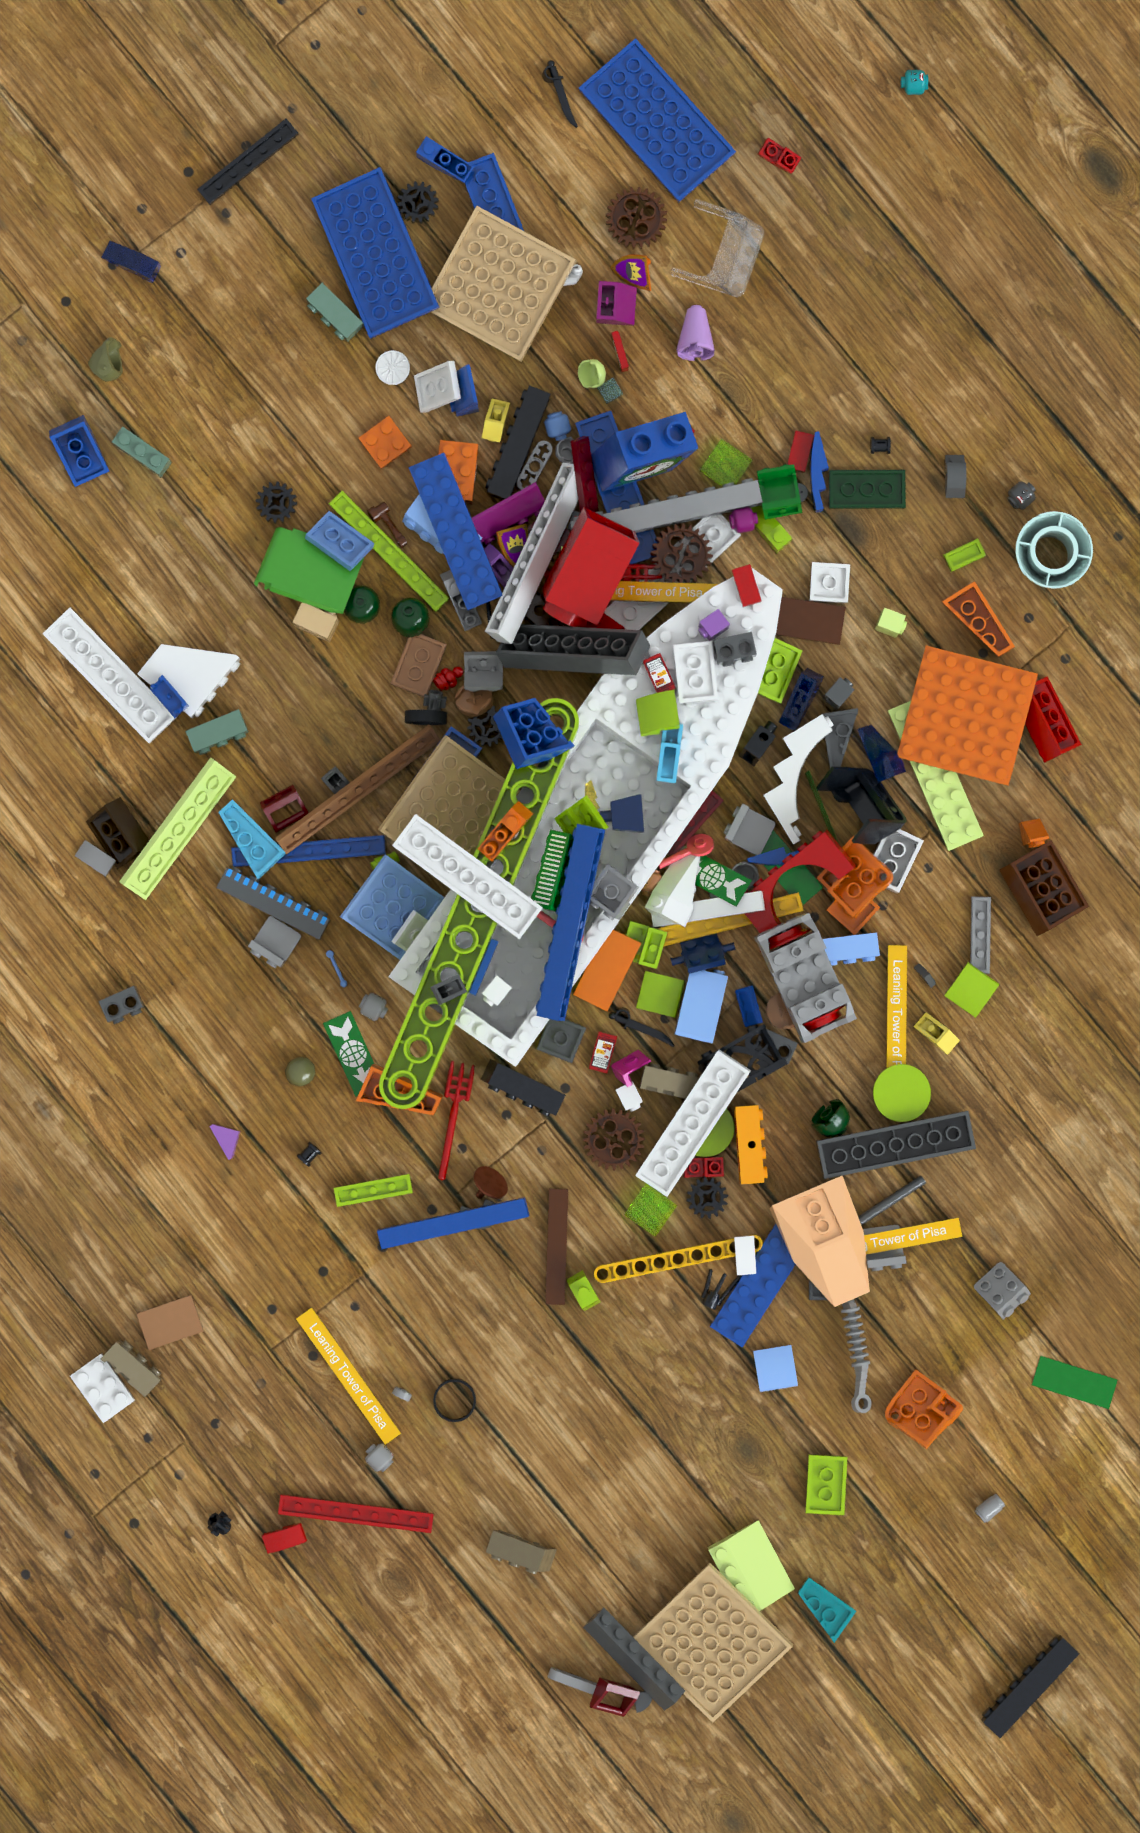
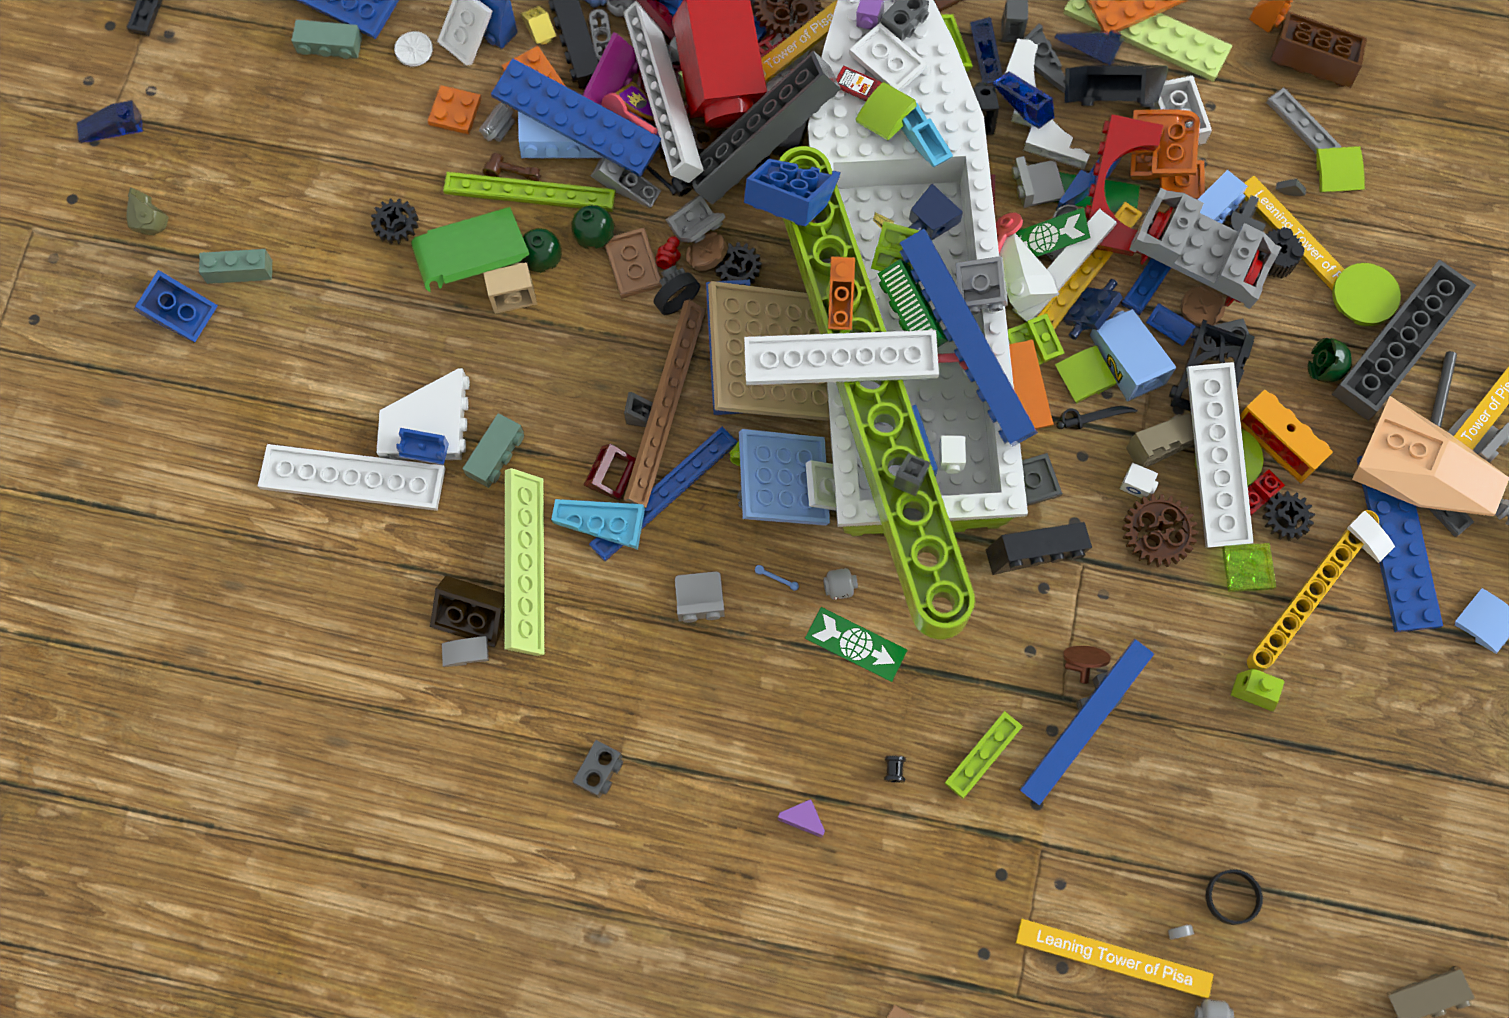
camera: 35 degrees left, 15 degrees down
(269, 901) = (666, 563): dark grey brick -> none
(300, 1071) = (820, 698): olive hair -> none
(339, 540) = (477, 209): medium blue plate -> none
(371, 1093) = (911, 649): orange wedge -> none
(401, 481) = (497, 123): none -> light grey piece
(456, 1098) = (986, 608): red piece -> none
(491, 546) = (616, 104): none -> coral piece
(556, 1246) = (1196, 671): reddish brown tile -> none
(603, 1052) = (1080, 463): tile -> none
(629, 1064) = (1114, 456): dark pink piece -> none
(712, 1298) = (1376, 603): black plant -> none
(750, 967) = (1145, 286): none -> blue tile
(785, 765) = (1026, 99): none -> clear blue slope
(820, 804) = (1077, 115): green sticker -> none
(861, 978) = (1247, 210): none -> dark grey brick
(876, 1009) = (1289, 254): none -> black brick
(936, 1033) = (1347, 224): light yellow slope -> none

